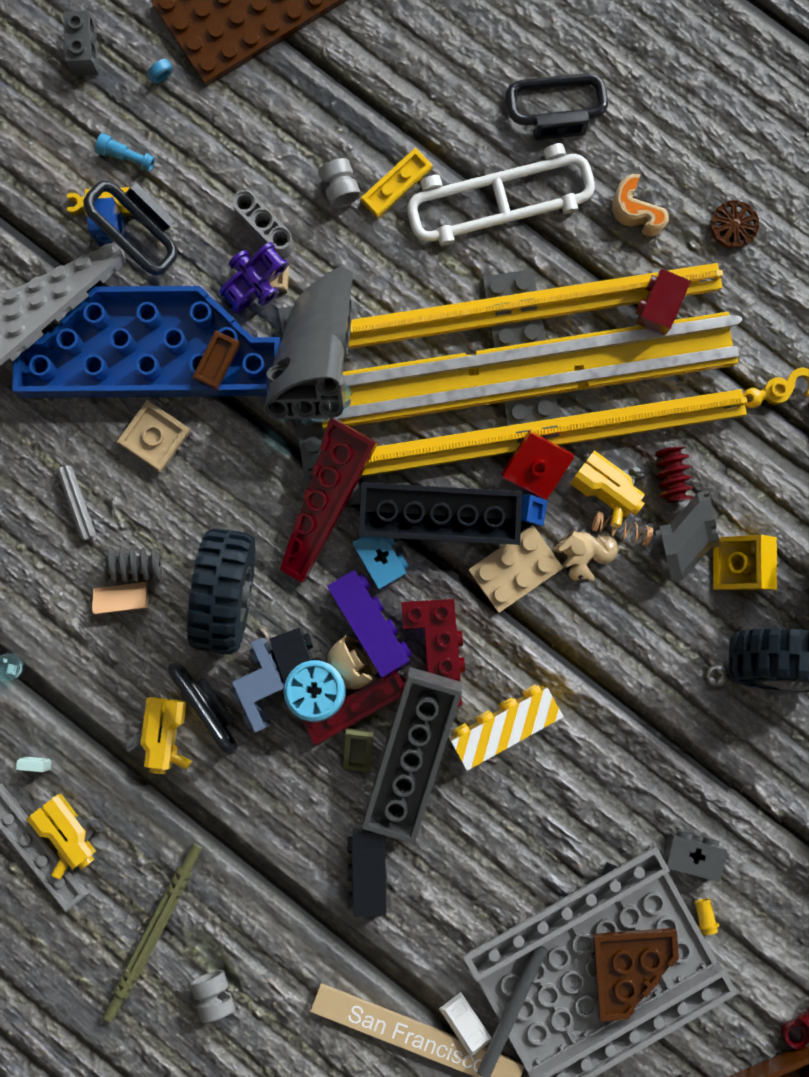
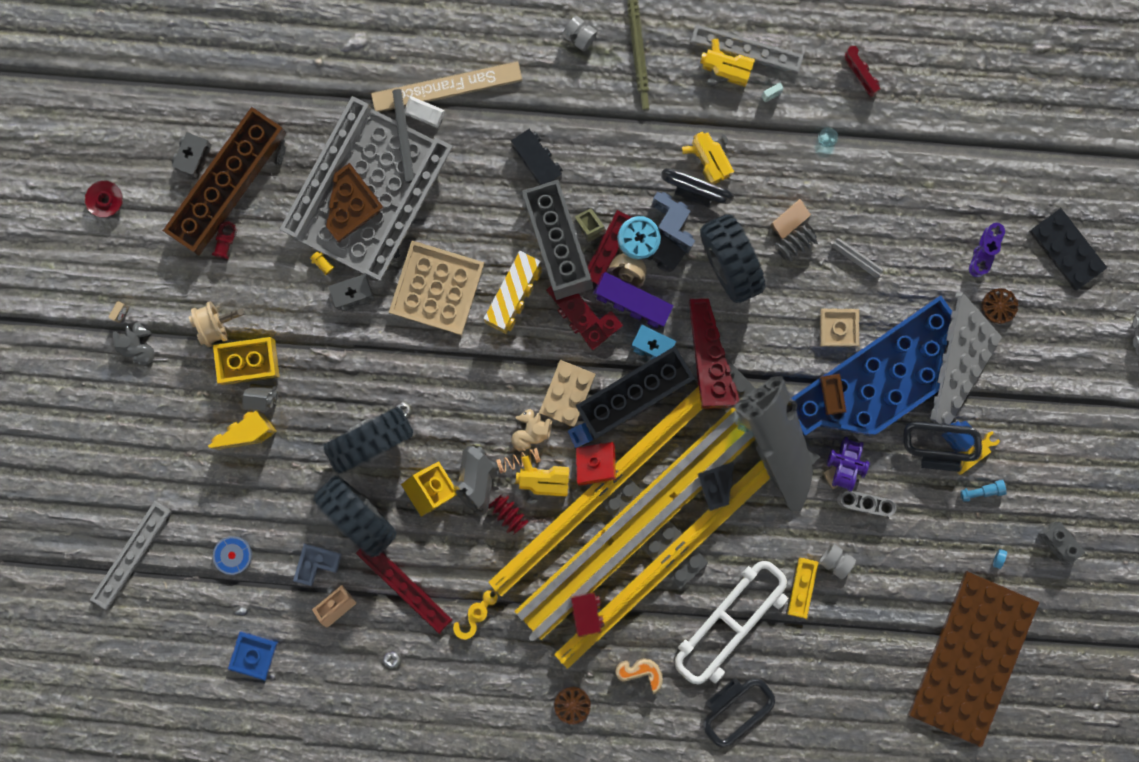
camera: 150 degrees right, 0 degrees up
(419, 346) = (717, 485): none -> black wing
(588, 794) = (436, 287): none -> tan plate

